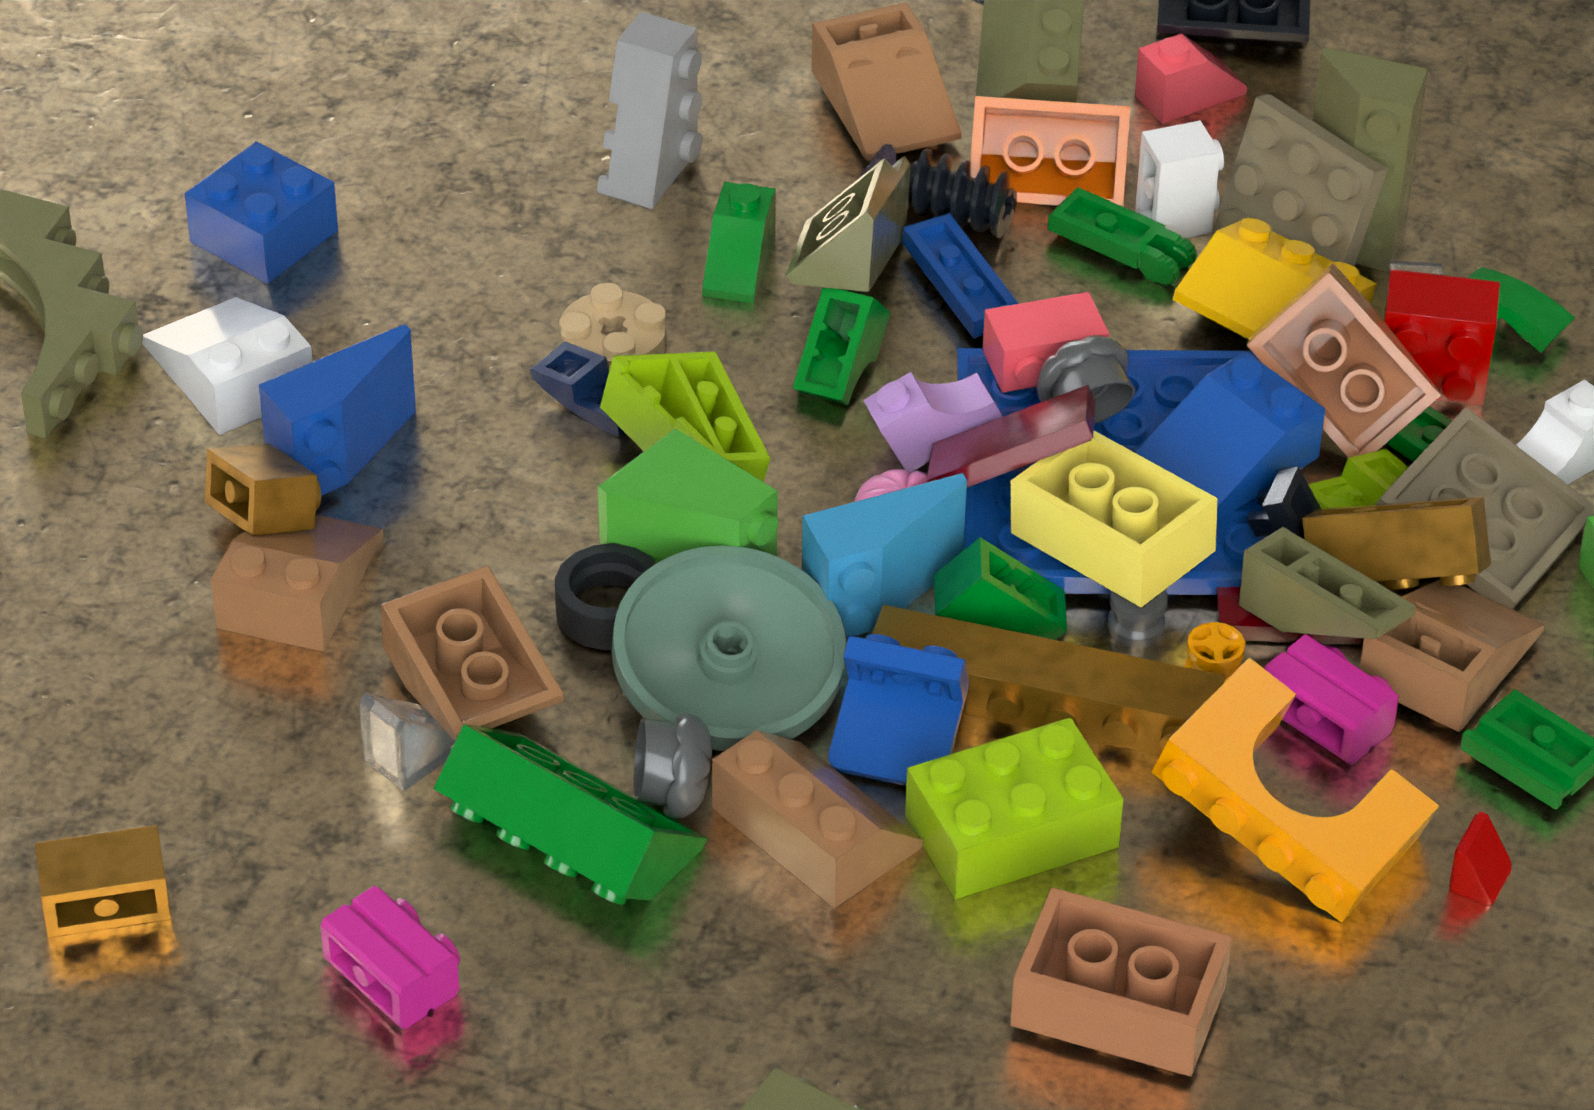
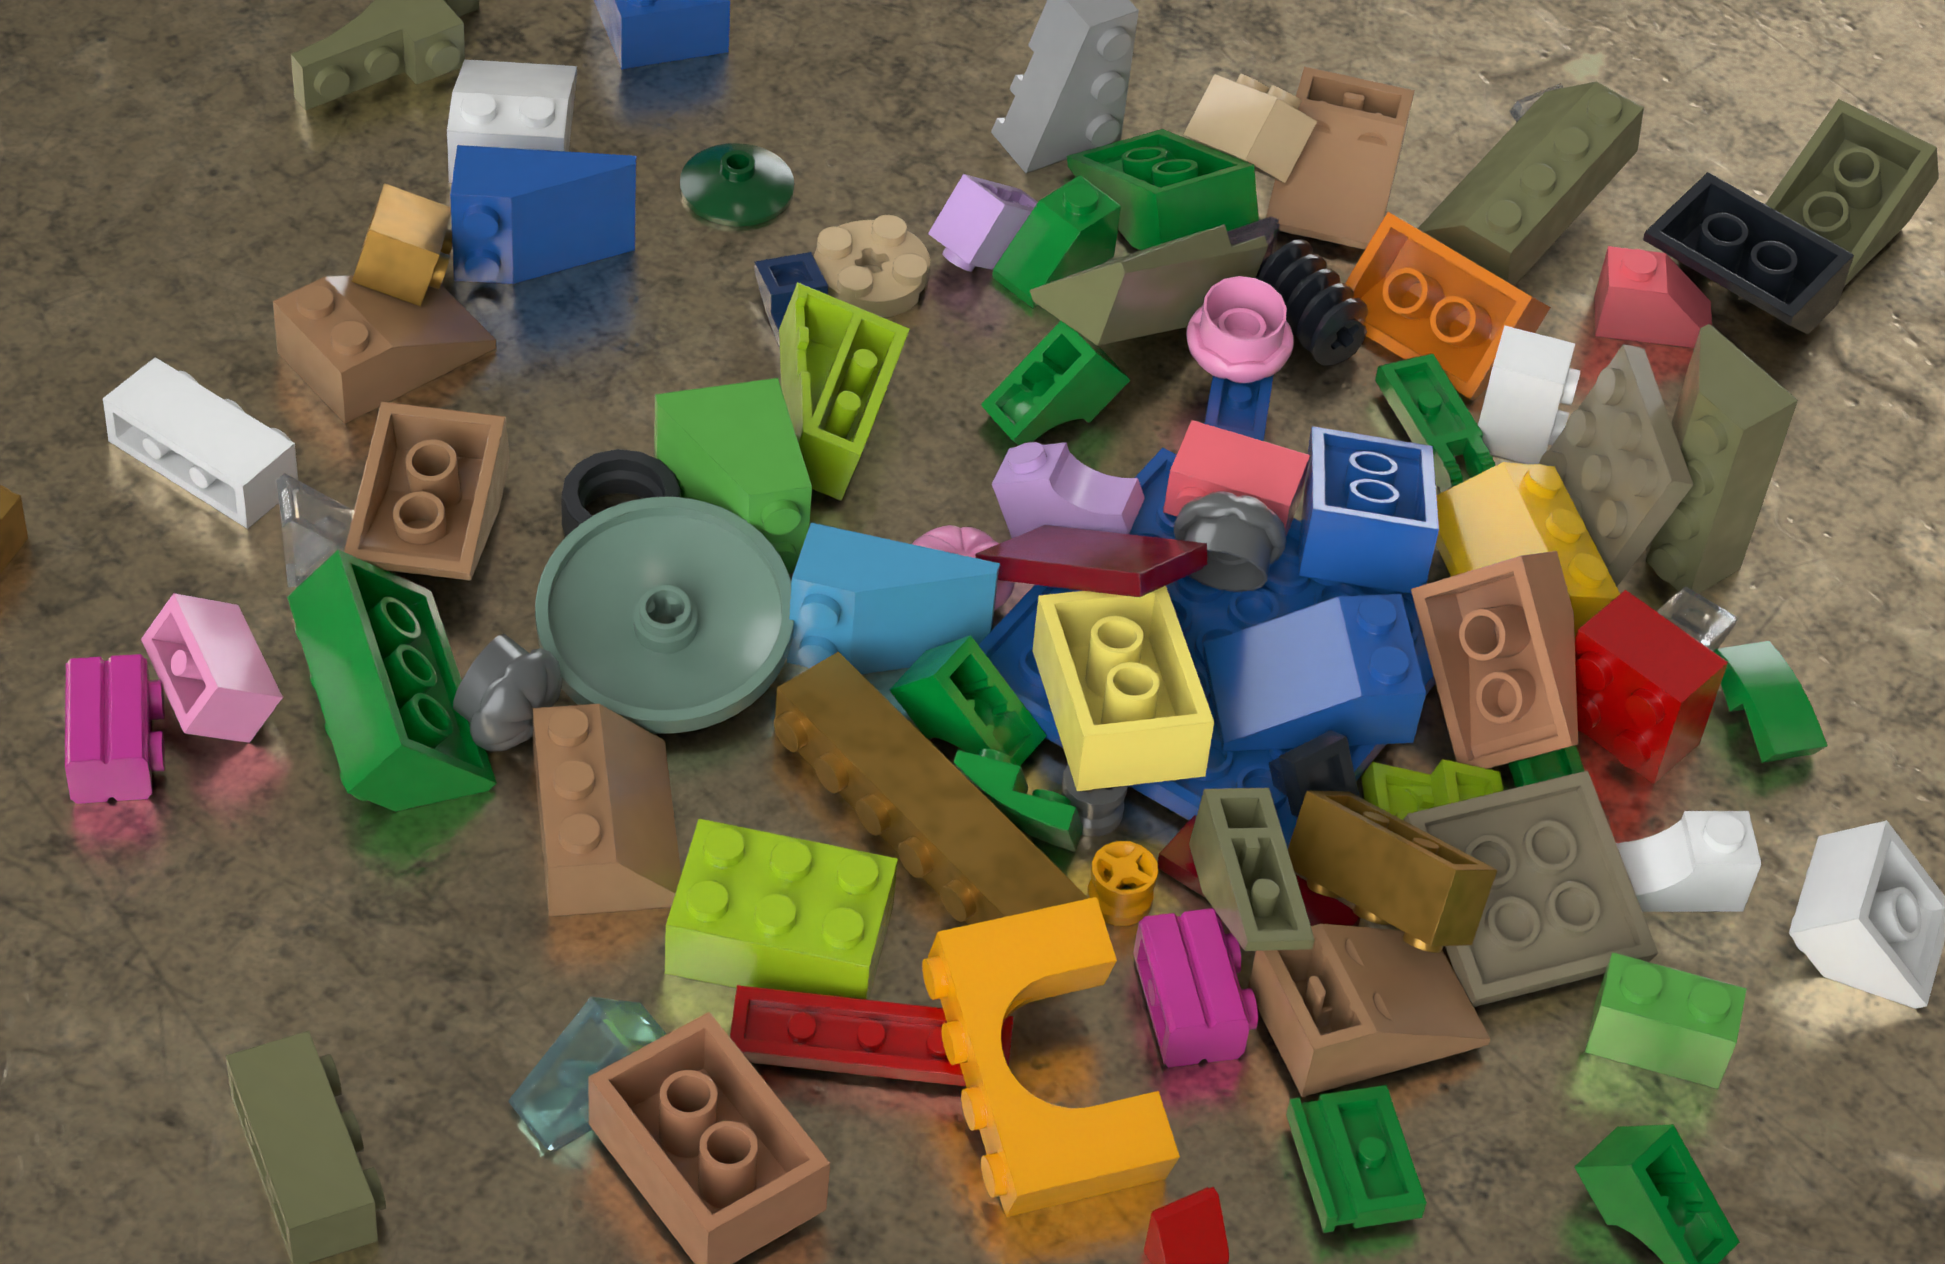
camera: 30 degrees right, 5 degrees up
(240, 718) = (199, 441): none -> white brick
(431, 868) = (211, 668): none -> bright pink brick
(449, 323) = (737, 185): none -> dark green dish
(675, 257) = (980, 222): none -> lavender arch
(800, 156) = (1170, 186): none -> green slope
(810, 85) = (1252, 124): none -> tan piece
(897, 708) = (759, 761): blue bracket -> none
(948, 233) = (1241, 331): none -> bright pink piece
(982, 988) = (555, 1092): none -> clear light blue slope
(1118, 636) = (1041, 815): none -> green slope
(1138, 857) = (846, 1035): none -> red plate
(1161, 312) = (1368, 512): none -> blue slope

